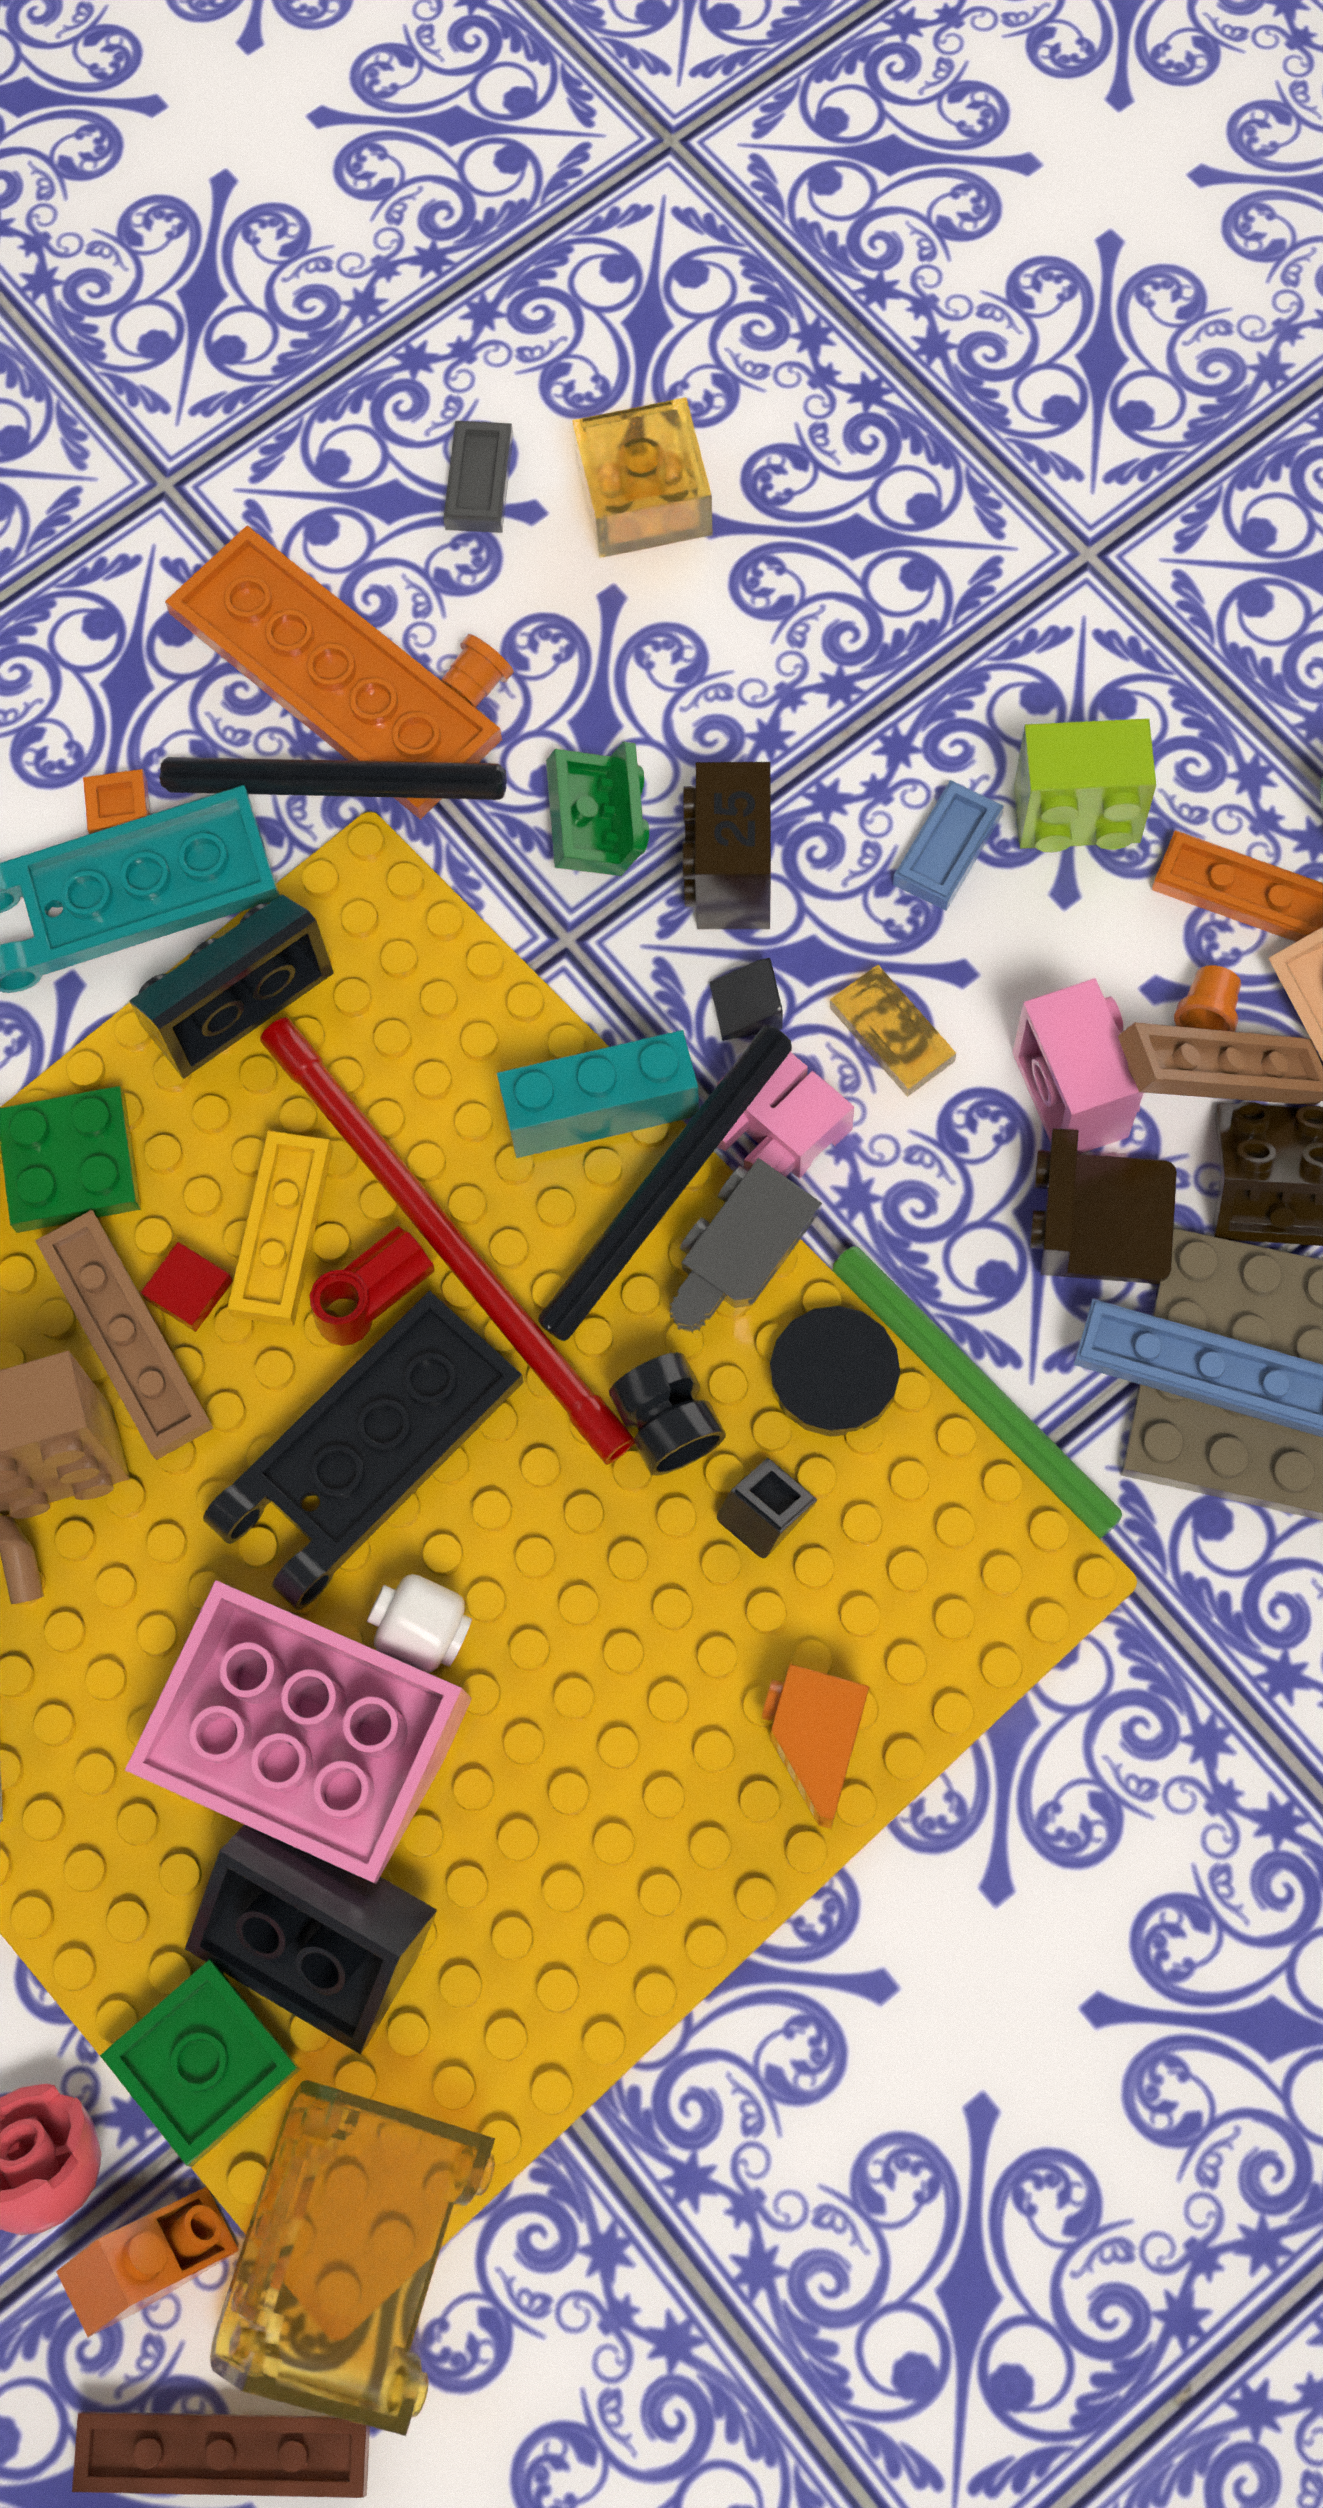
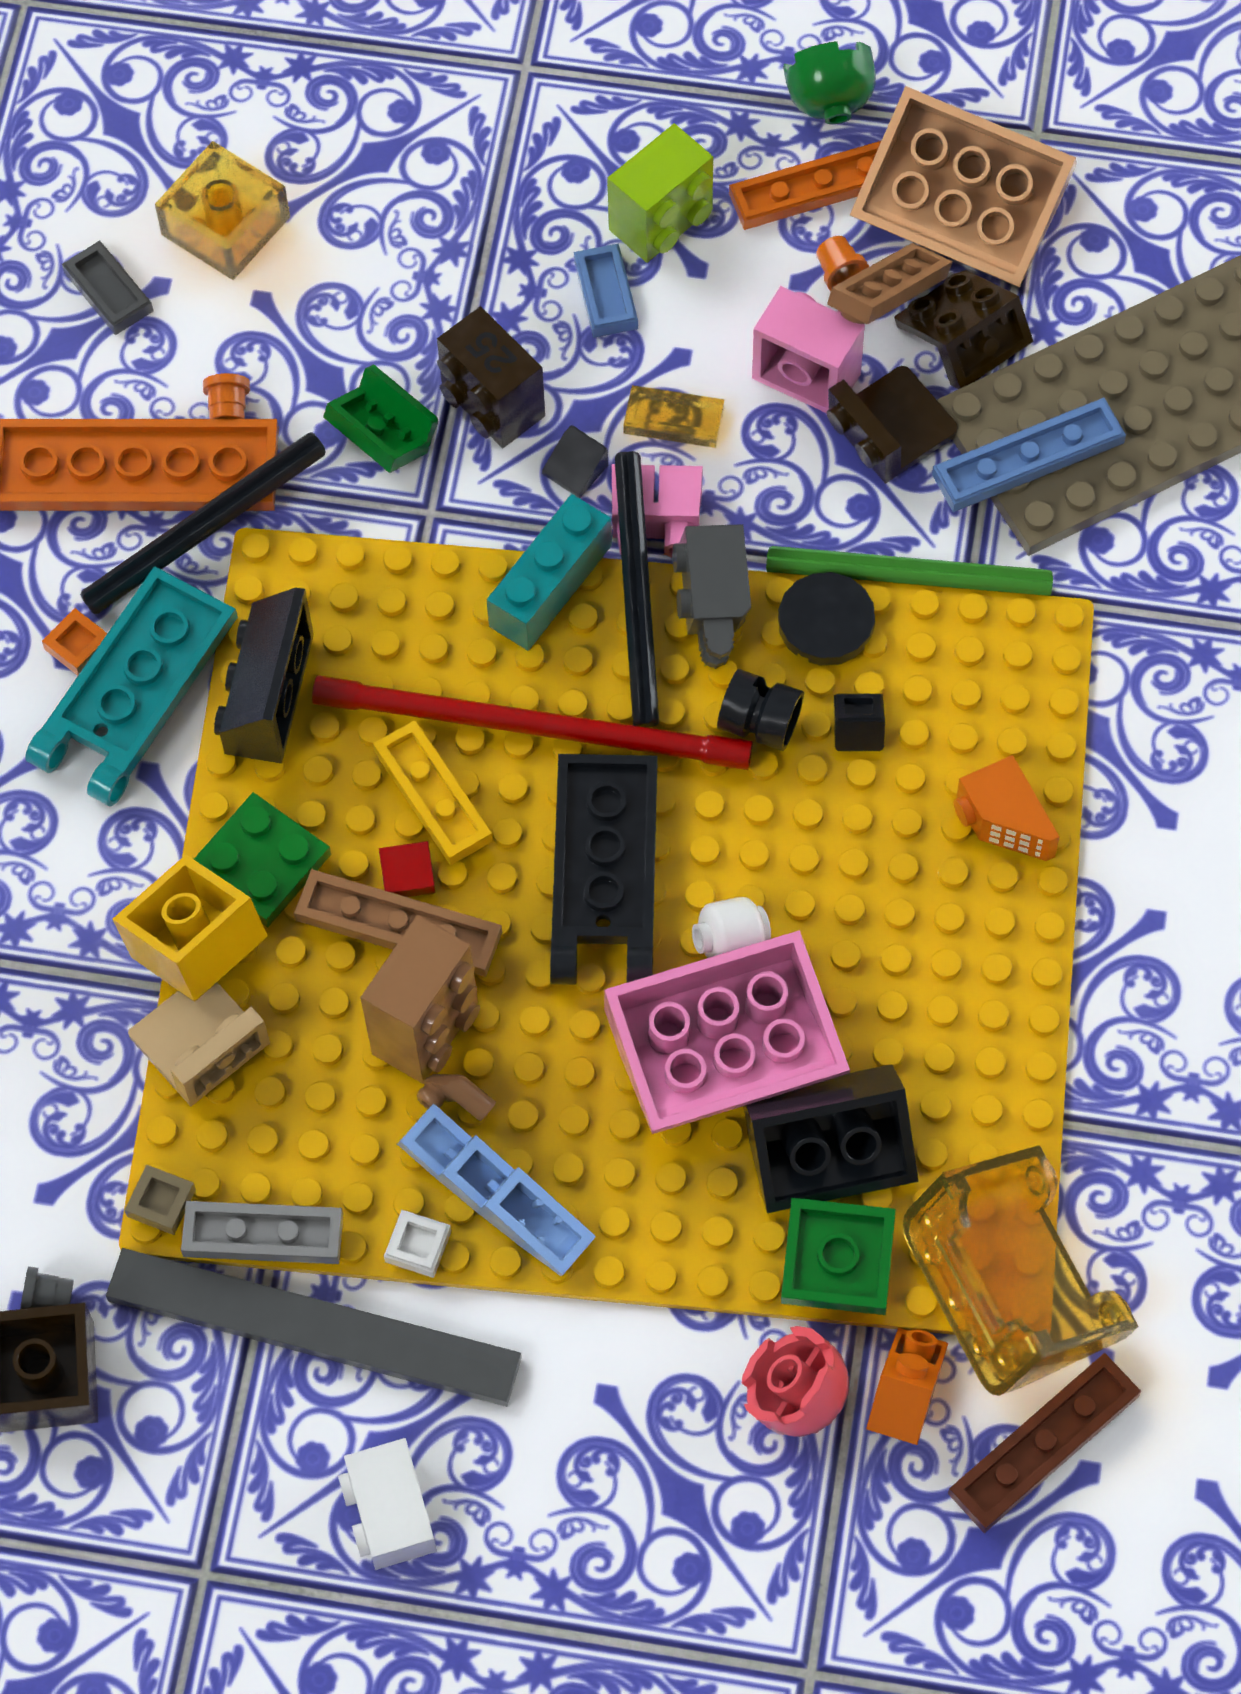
camera: 45 degrees left, 5 degrees down
(373, 1282) = (519, 781): red piece -> none

